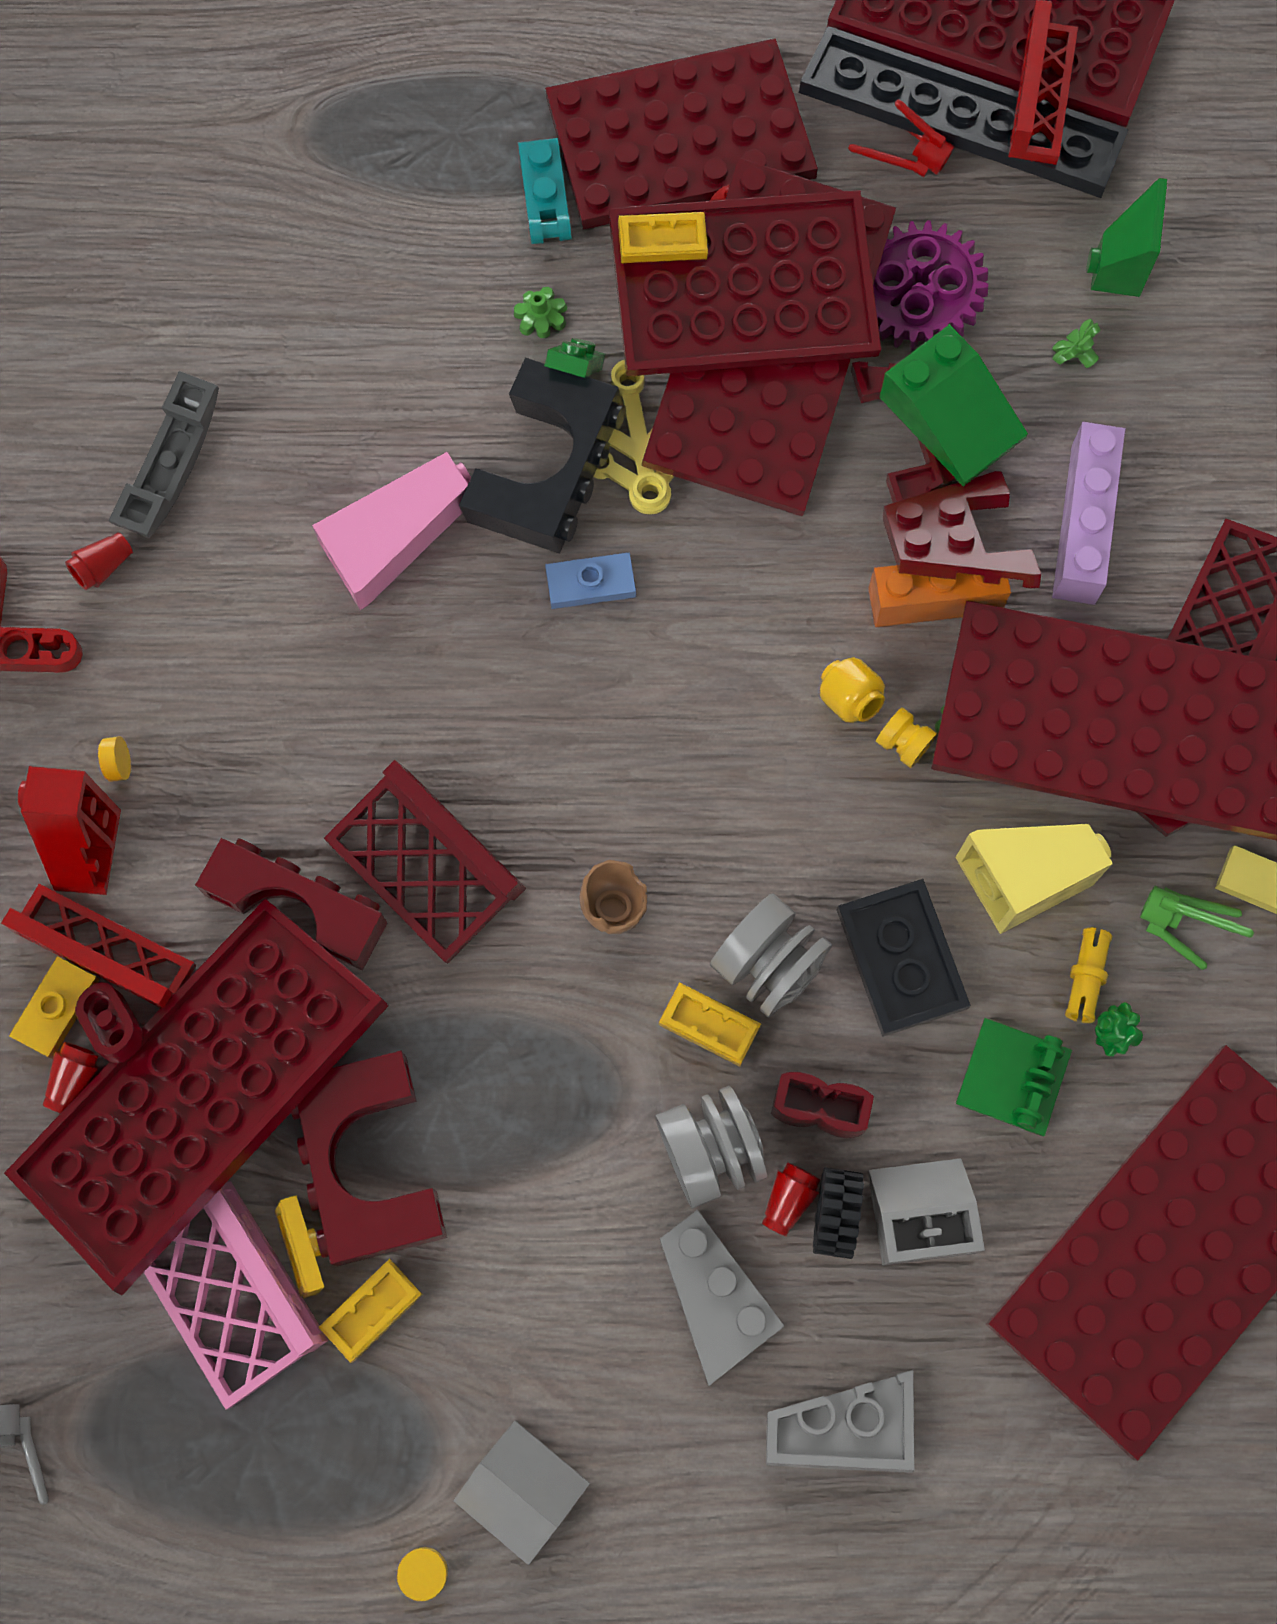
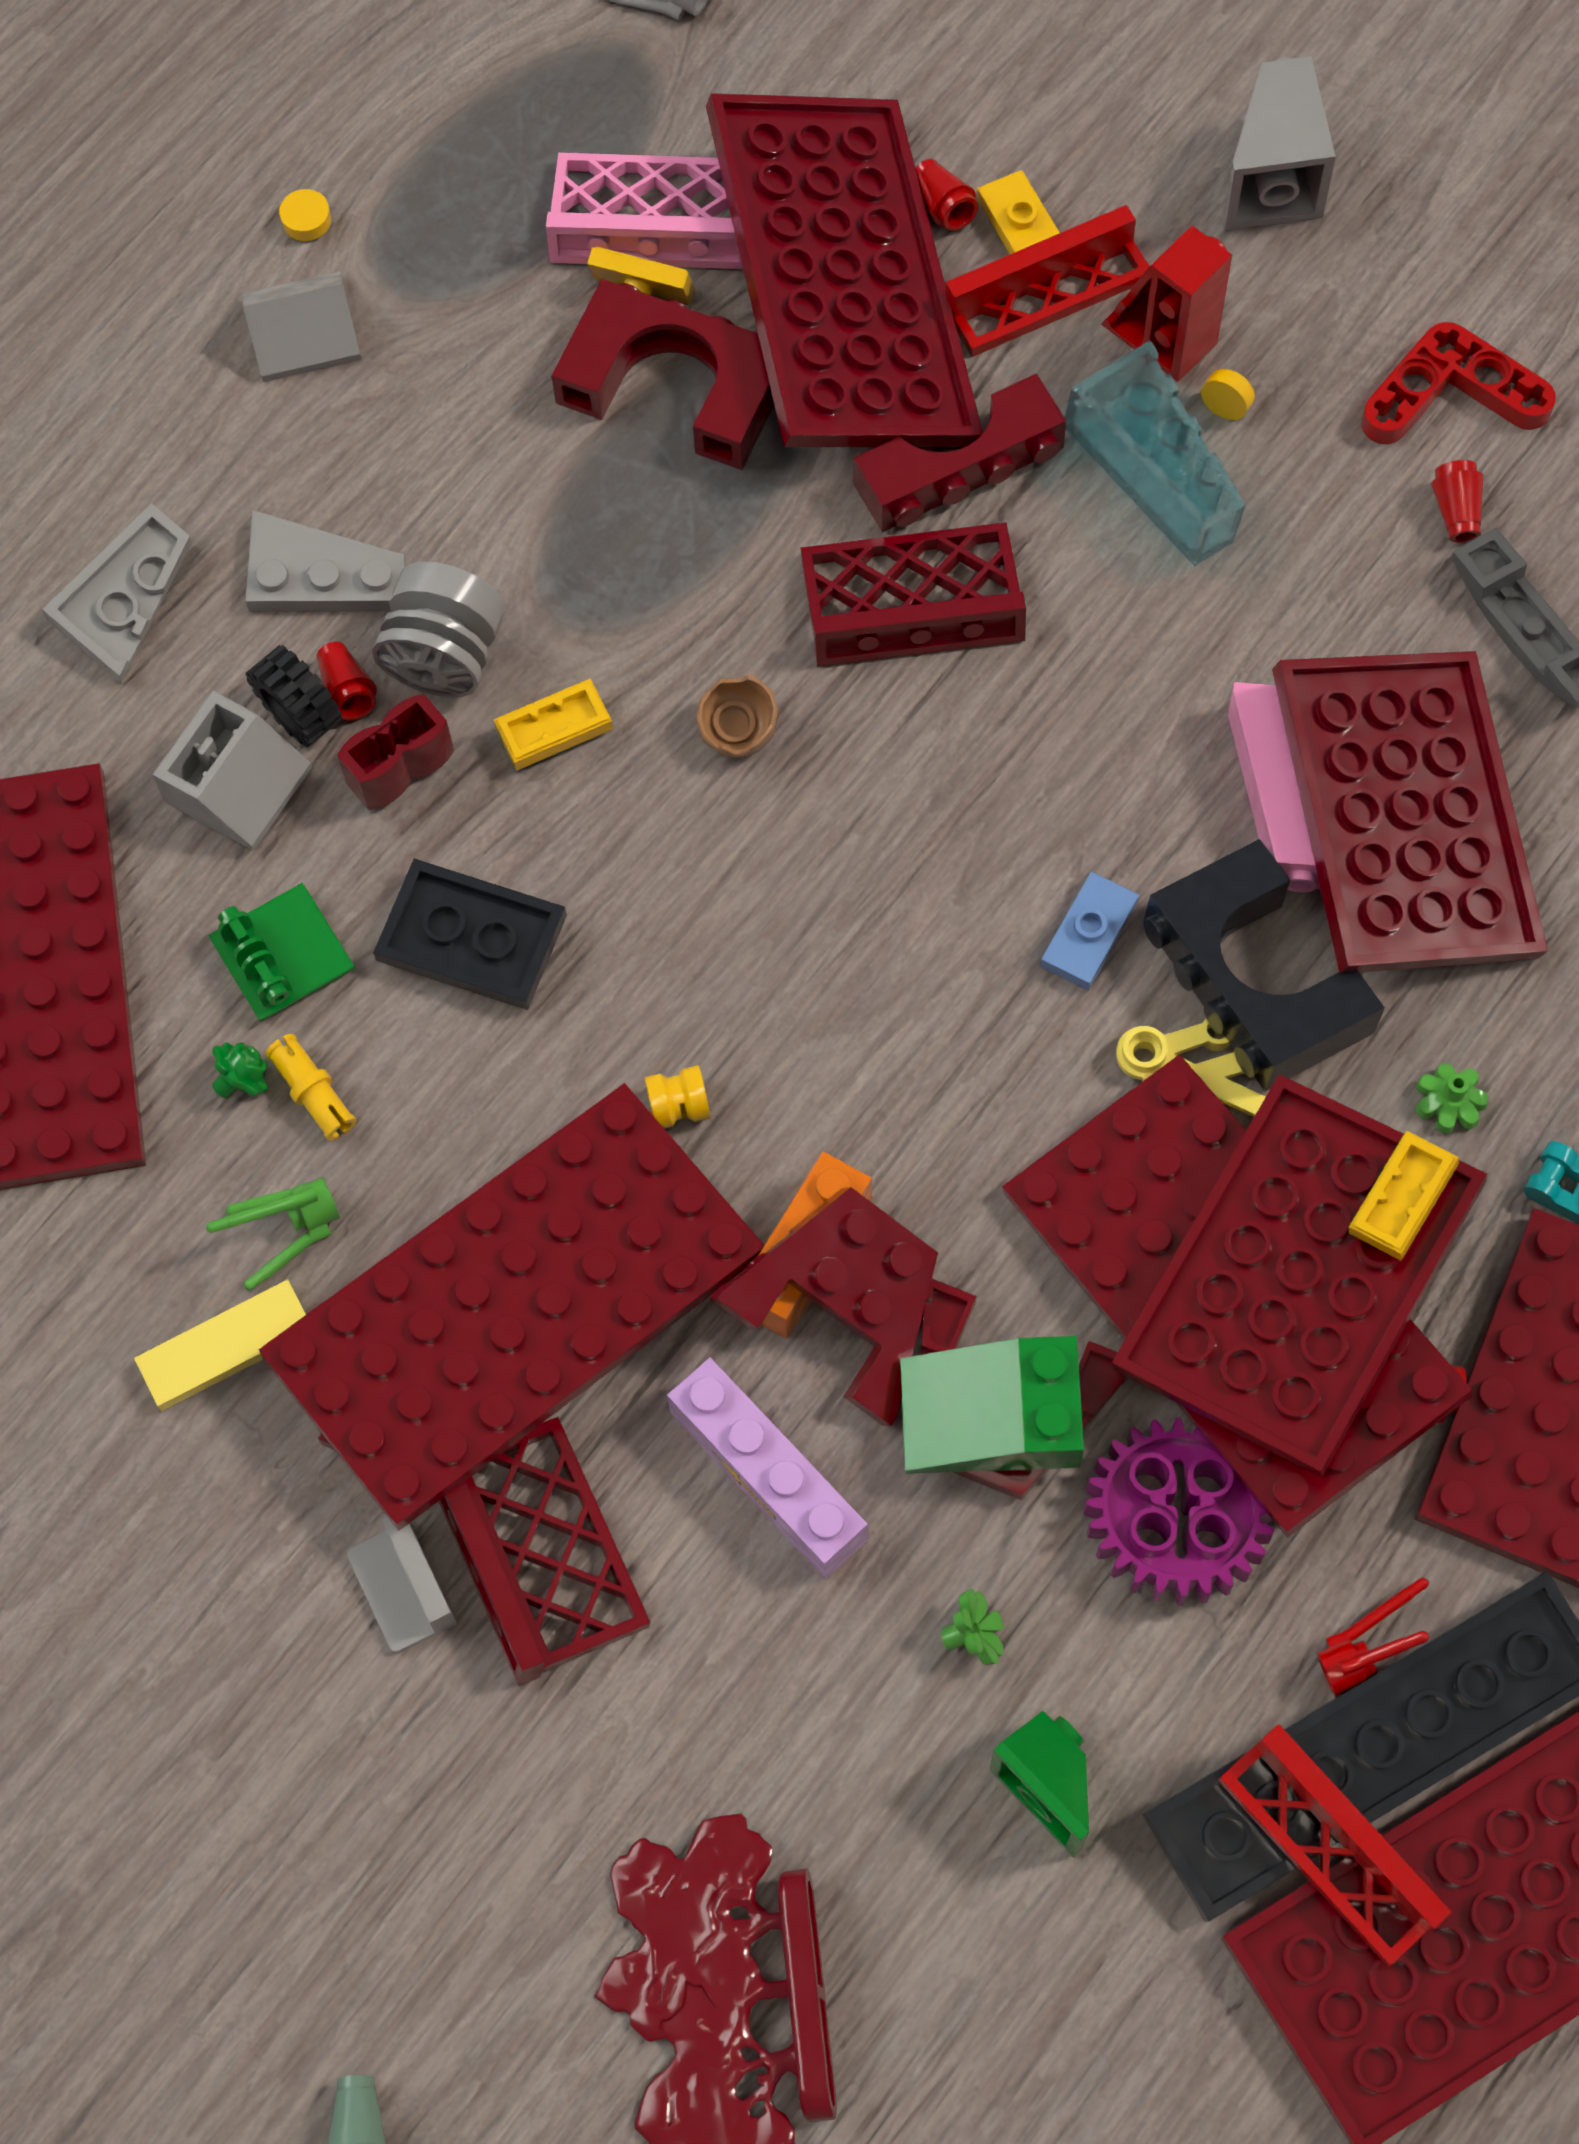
camera: 130 degrees right, 5 degrees down
(111, 1031) = (962, 240): dark red plate -> none
(201, 766) = (1155, 452): none -> clear light blue wedge
(370, 434) = (1408, 811): none -> dark red plate
(370, 1311) = (542, 300): yellow plate -> none
(575, 358) = (1350, 1061): green plate -> none
(770, 955) = (562, 800): light grey wheel -> none
(852, 690) = (768, 1081): yellow head -> none
(1031, 868) = (446, 1092): light yellow slope -> none

